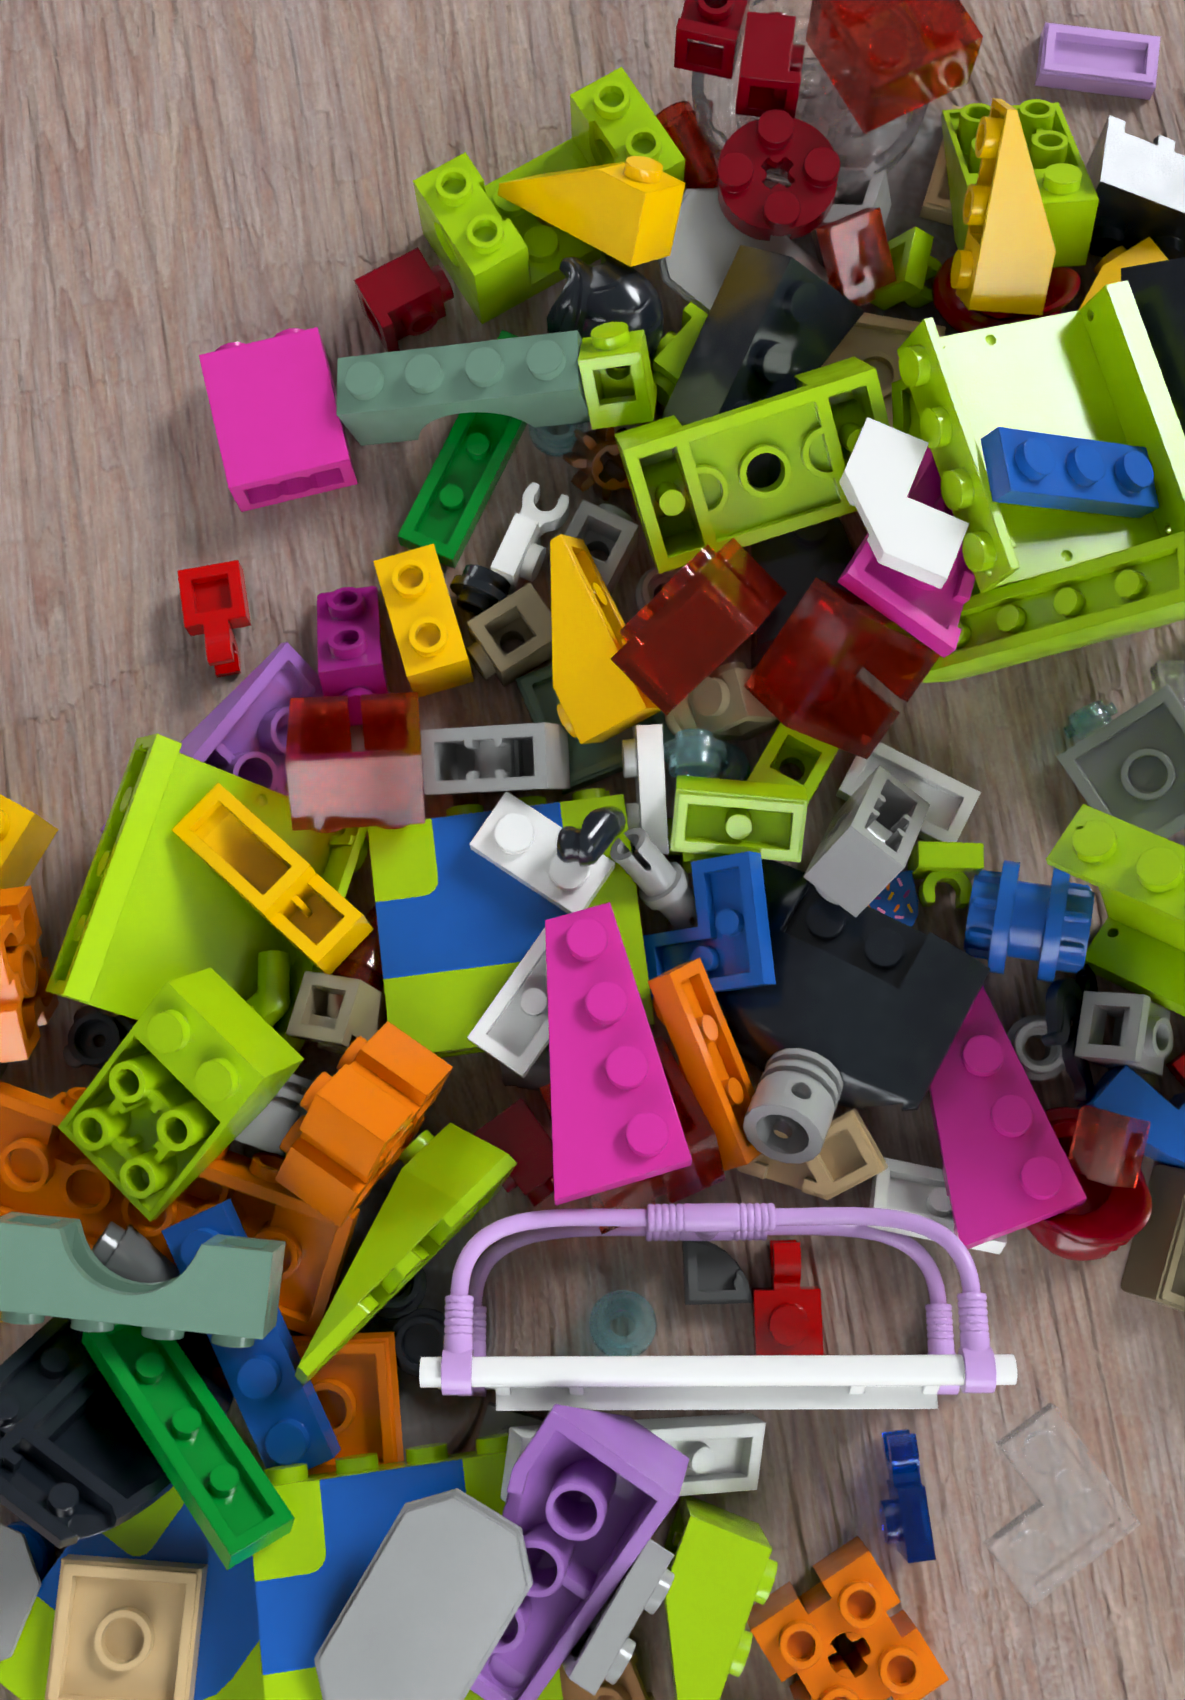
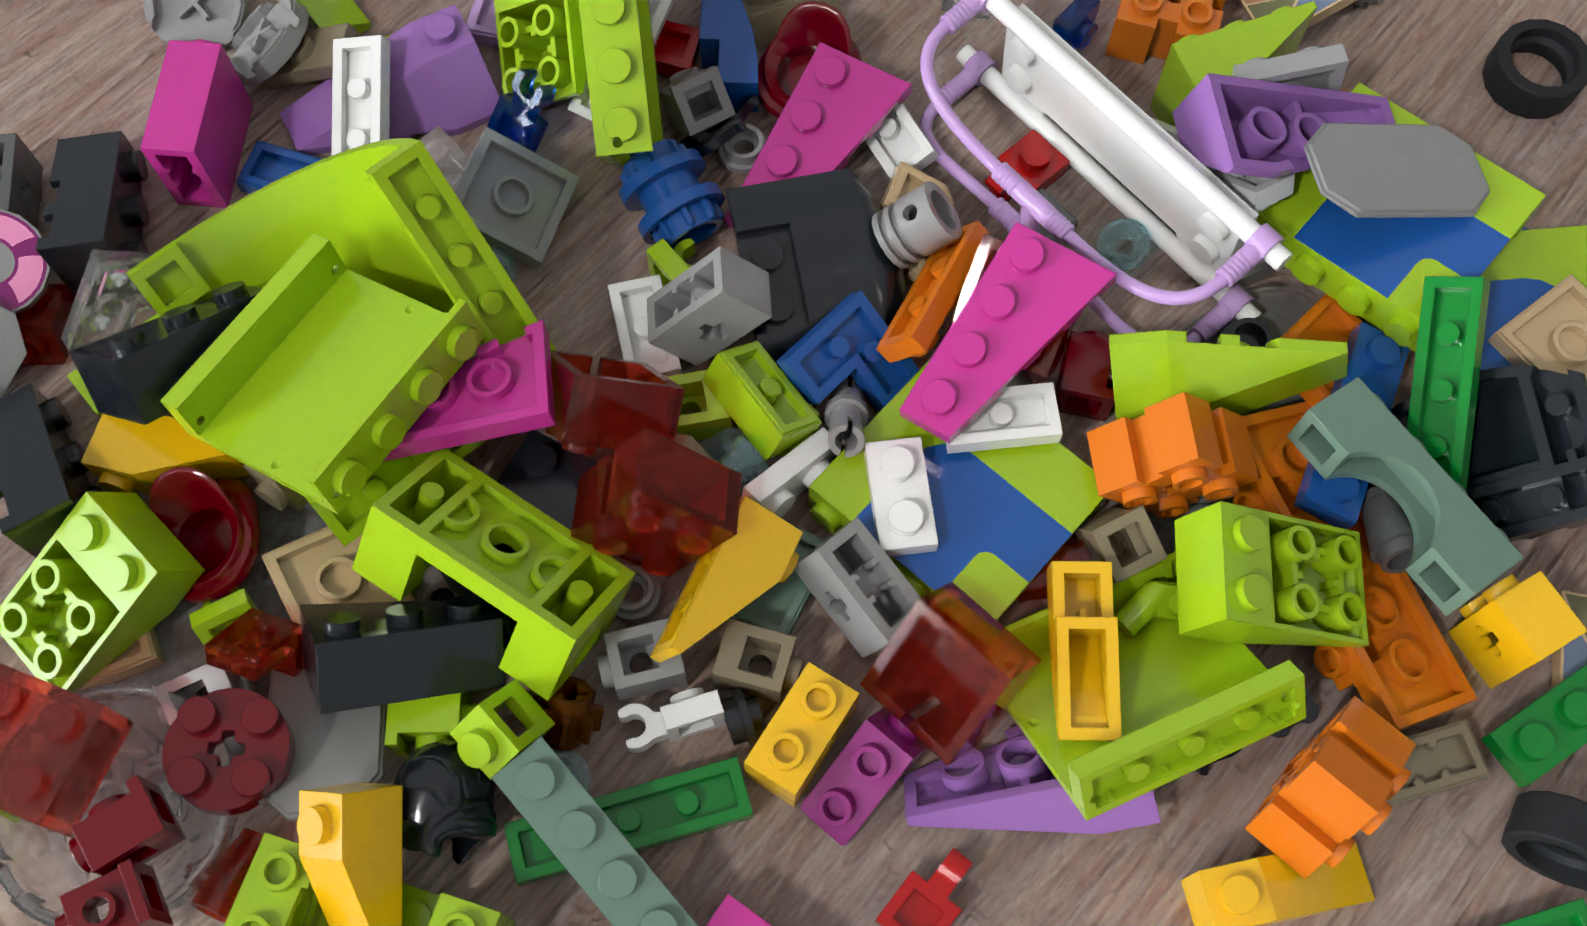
camera: 135 degrees left, 10 degrees down
(594, 837) = (852, 459): black arm -> none
(900, 530) = (463, 439): white tile -> none
(1008, 234) = (163, 530): yellow slope -> none
(1069, 473) = (354, 330): blue plate -> none
(1108, 1146) = (778, 49): clear red bracket -> none

